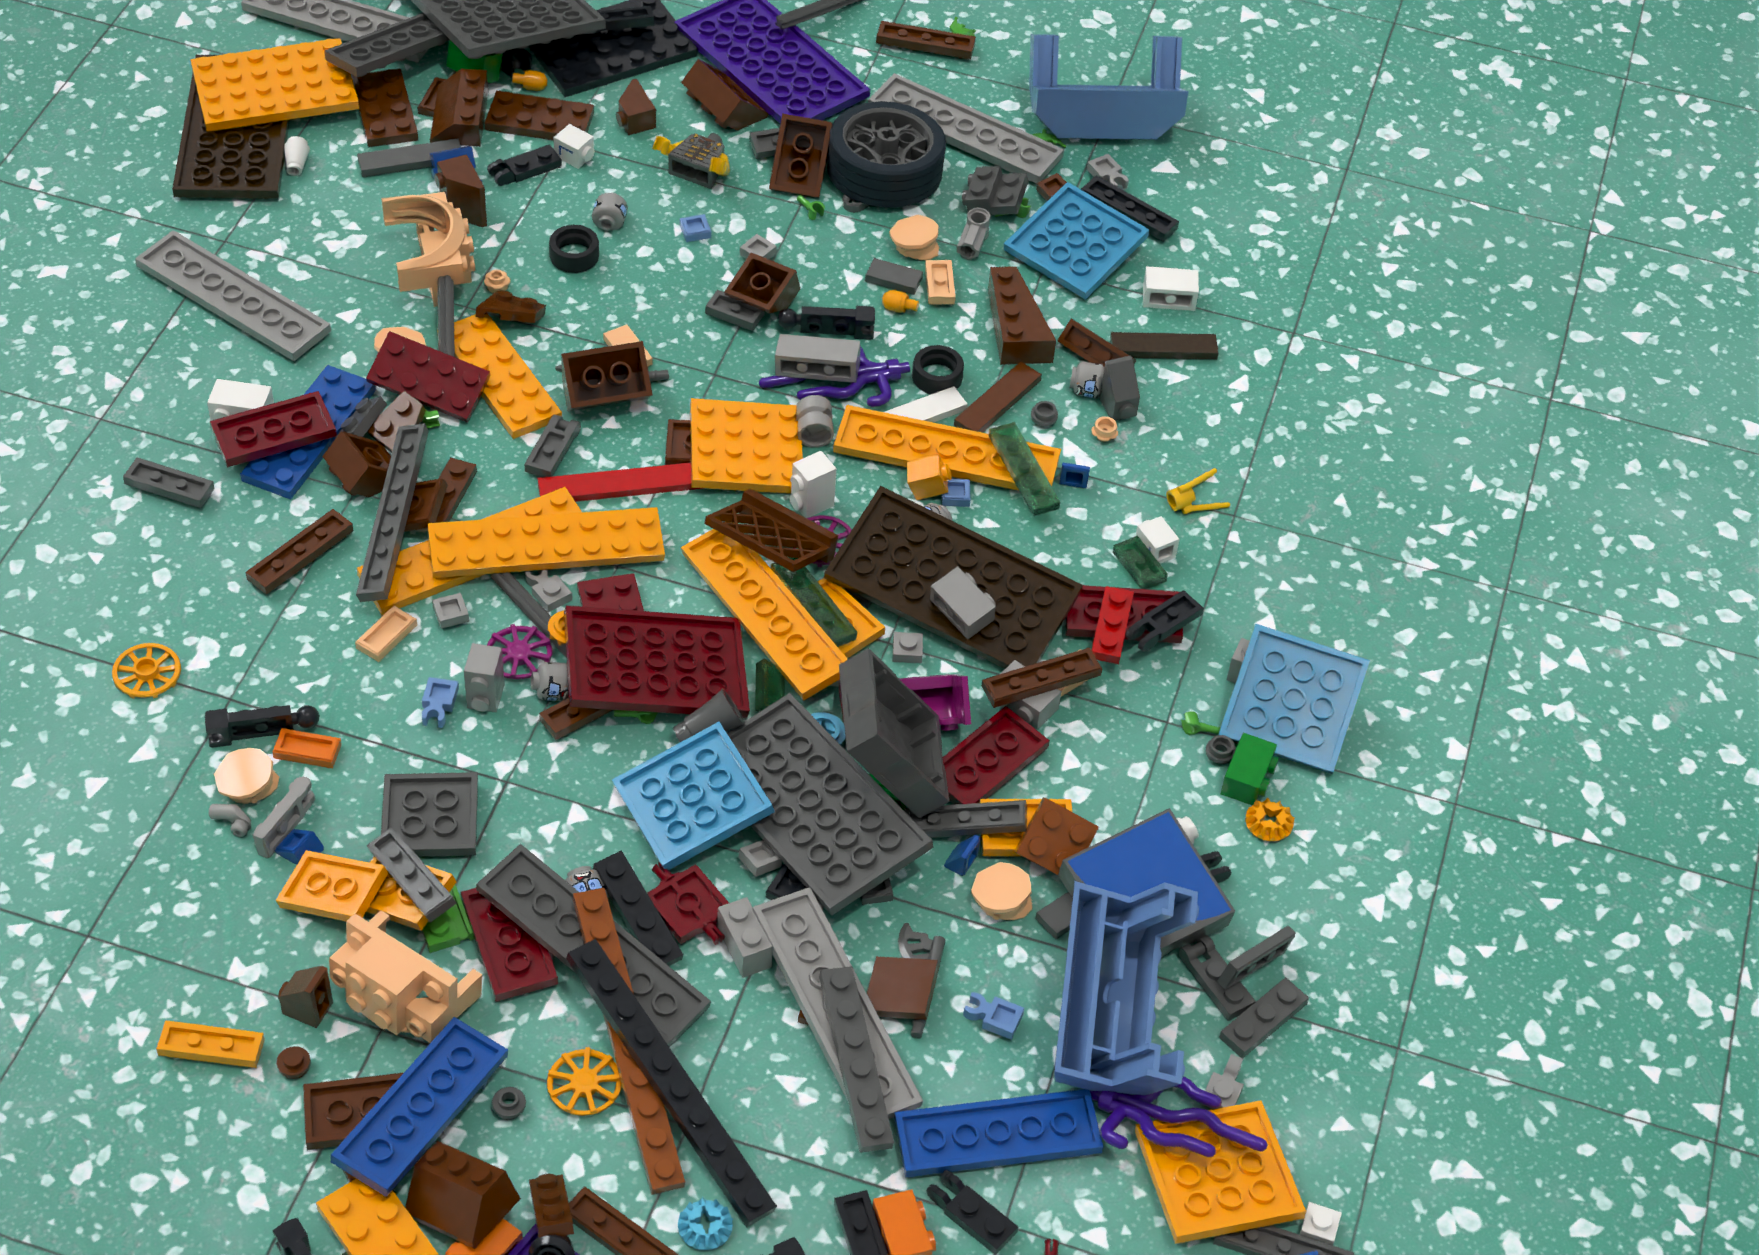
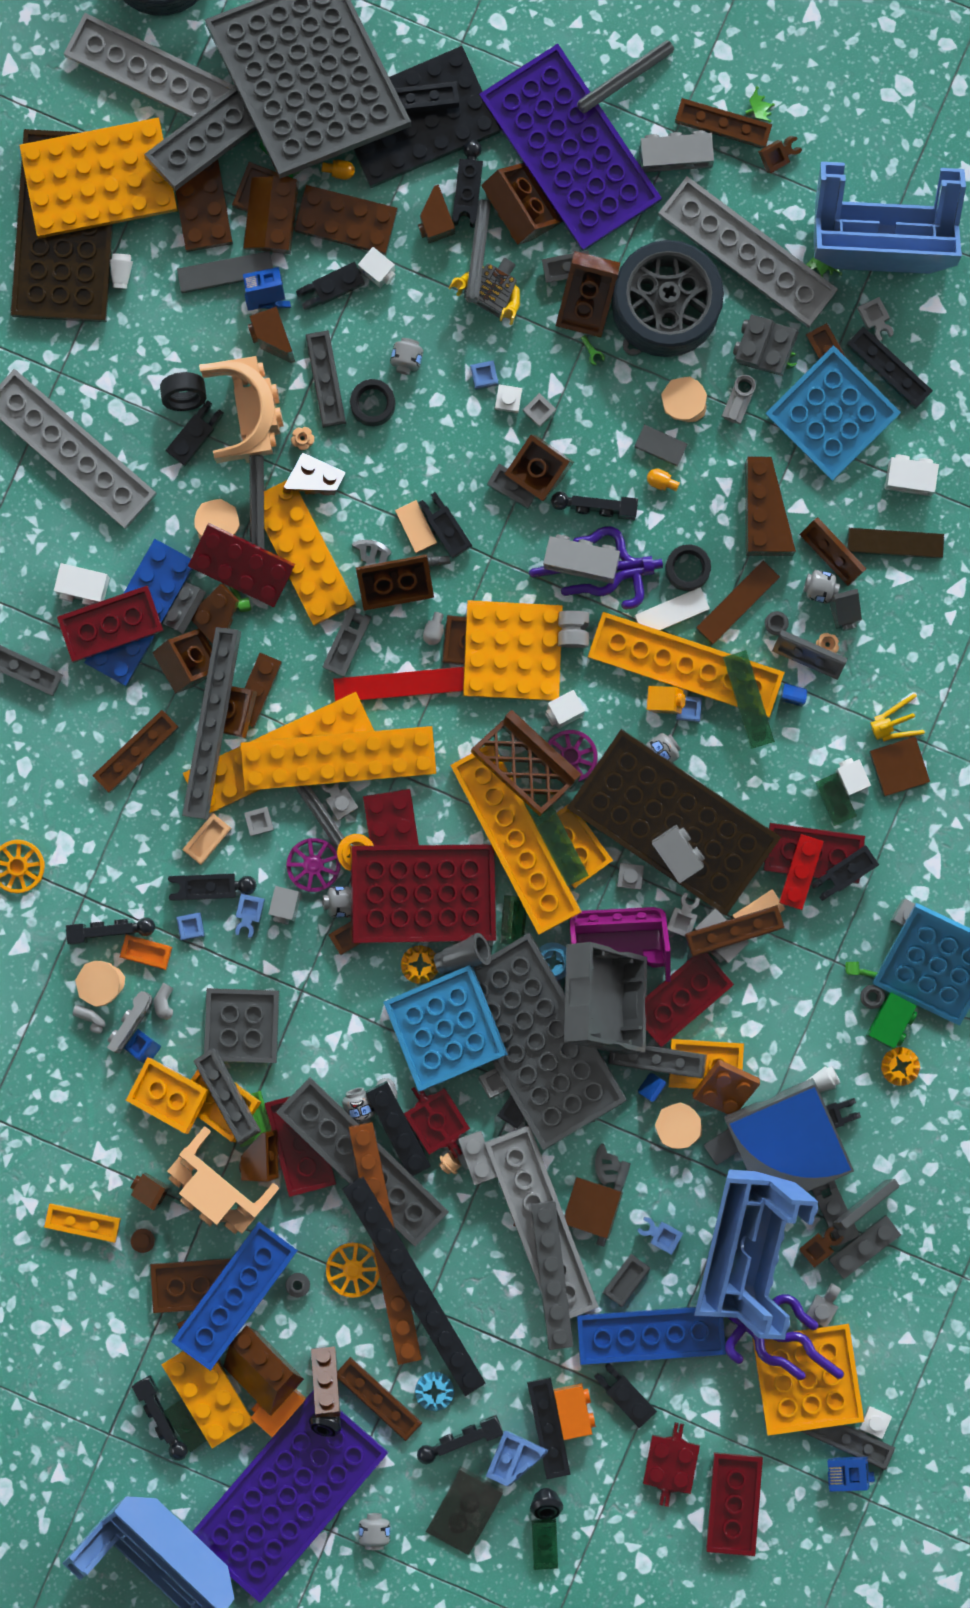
camera: 10 degrees right, 35 degrees up
(325, 796) = (160, 1002): none -> light grey arm
(364, 720) = (190, 926): none -> medium blue tile
(366, 255) = (173, 395): none -> black tyre
(373, 282) = (193, 435): none -> black hinge
(385, 675) = (211, 886): none -> black plate
(457, 944) = (261, 1159): none -> reddish brown slope
(521, 236) = (325, 379): none -> dark grey tile
(642, 742) = (411, 972): none -> light orange gear
(653, 432) = (434, 630): none -> light grey cylinder
(662, 345) = (446, 528): none -> black hinge
(668, 87) = (468, 184): none -> black plate
(681, 124) = (478, 251): none -> dark grey axle
(708, 950) = (449, 1164): none -> light nougat plate
(723, 245) = (508, 398): none -> white plate
(882, 58) = (676, 151): none -> light grey brick
(940, 282) = (701, 458): light nougat plate -> none
(956, 1074) = (626, 1280): none -> dark grey tile
(975, 678) = (682, 919): none -> light grey plate
(984, 60) = (776, 154): none -> reddish brown plate
(1086, 436) = (809, 654): none -> dark grey tile
(1205, 1016) = (819, 1248): none -> reddish brown plate
(1208, 533) = (899, 766): none -> reddish brown tile

